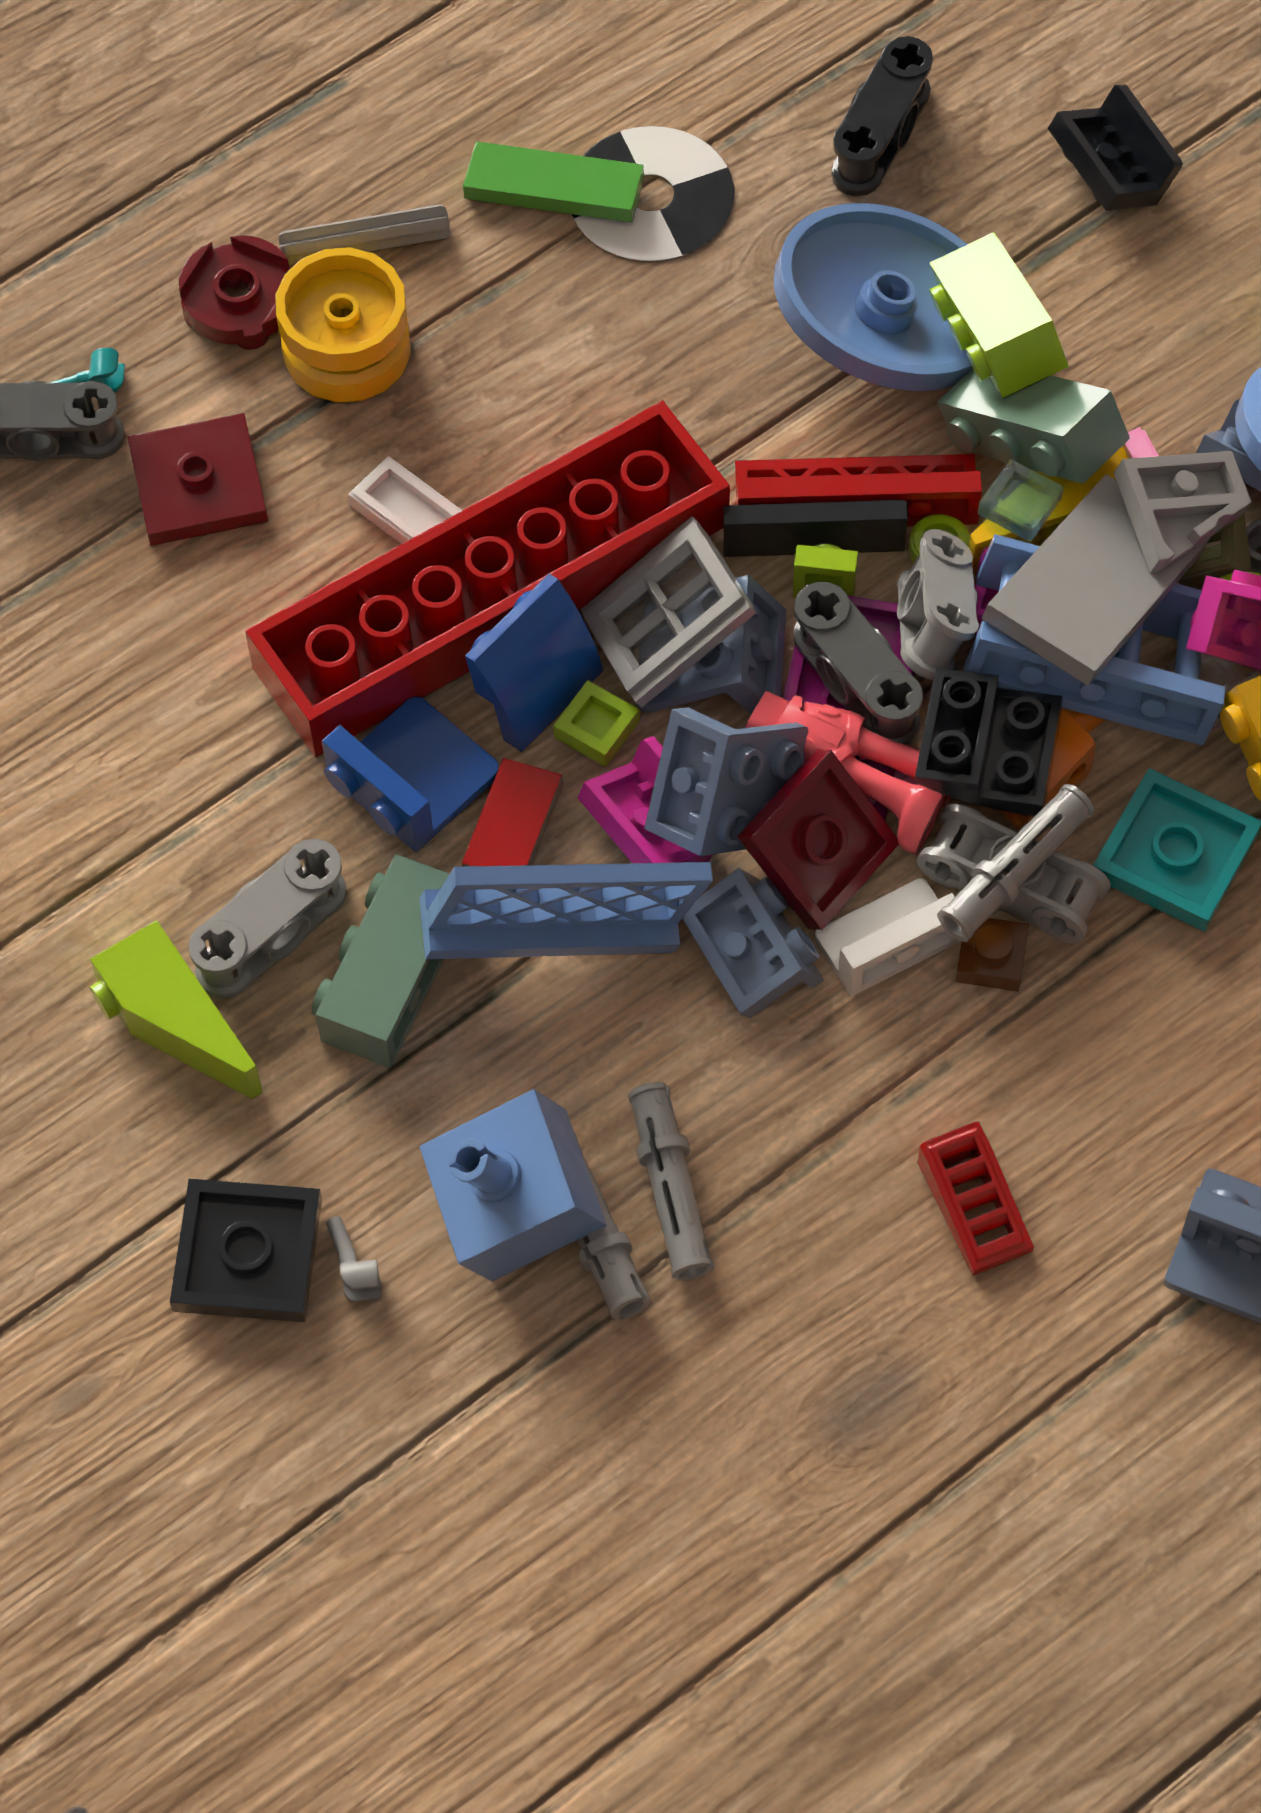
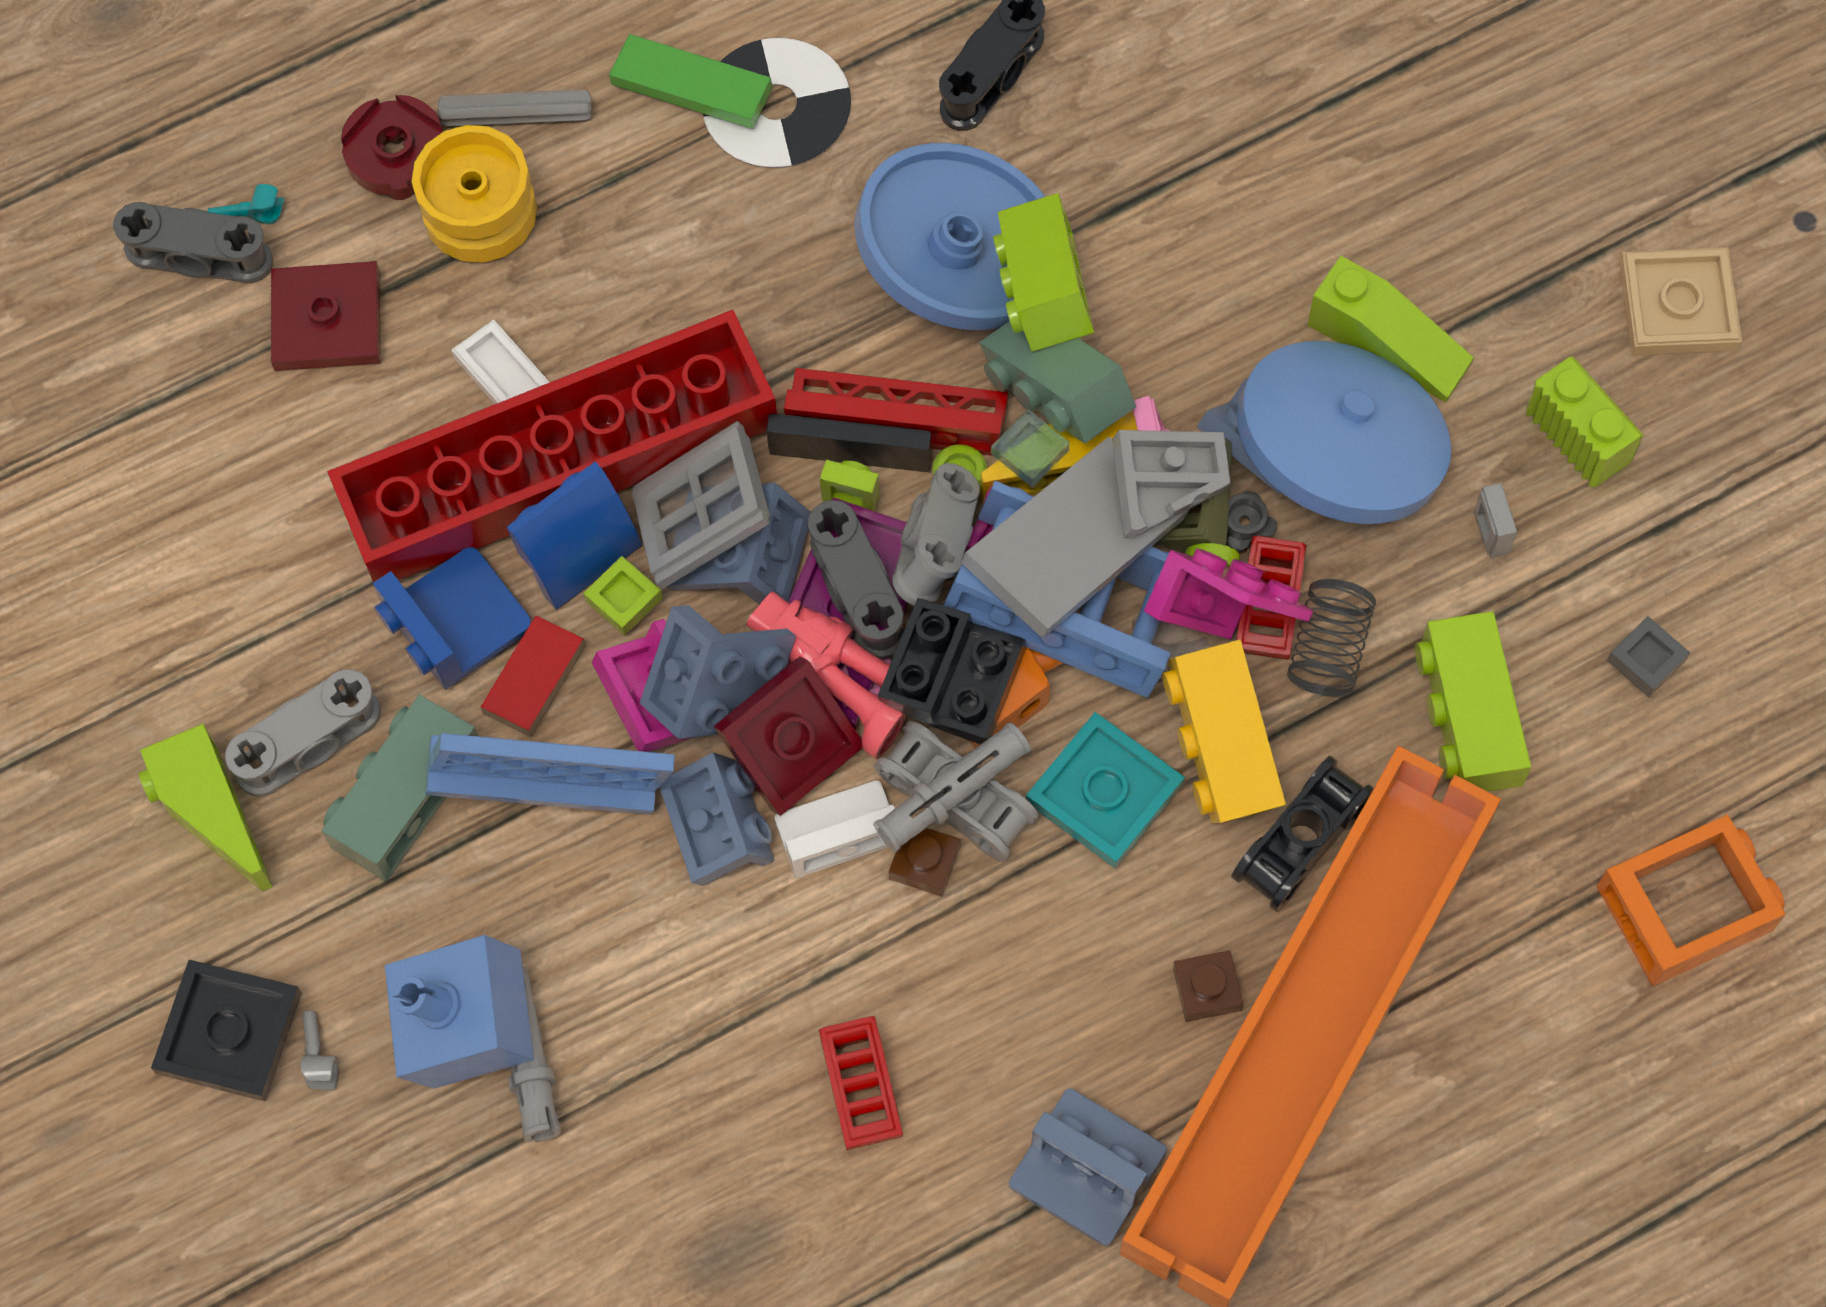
camera: 10 degrees right, 5 degrees up
(665, 1157) = (601, 1031): light grey pin -> none
(1118, 151) = (1193, 124): black bracket -> none

